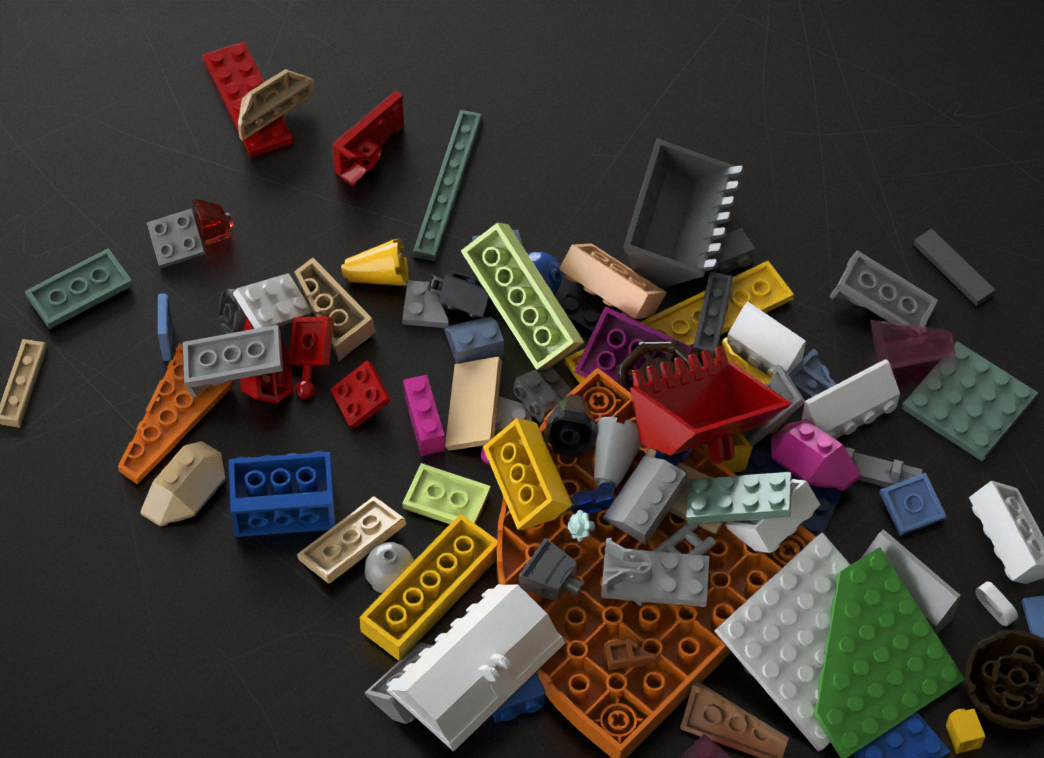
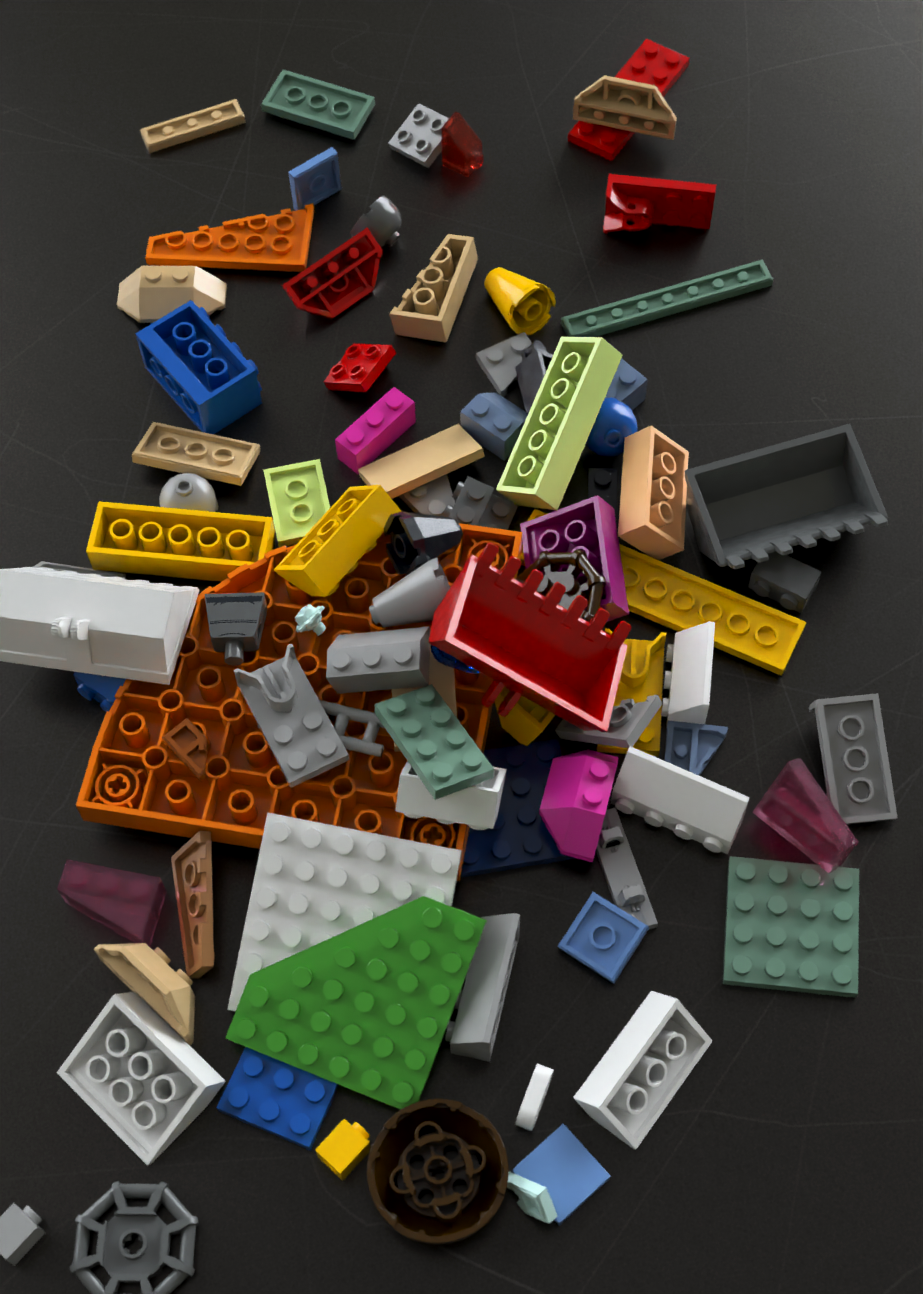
camera: 60 degrees right, 5 degrees up
(231, 357) = (307, 239): light grey plate -> none
(272, 302) = (399, 237): white plate -> none
(316, 355) = (373, 300): red plate -> none
(593, 500) = (353, 617): clear blue plate -> none
(713, 313) = (691, 607): dark grey tile -> none

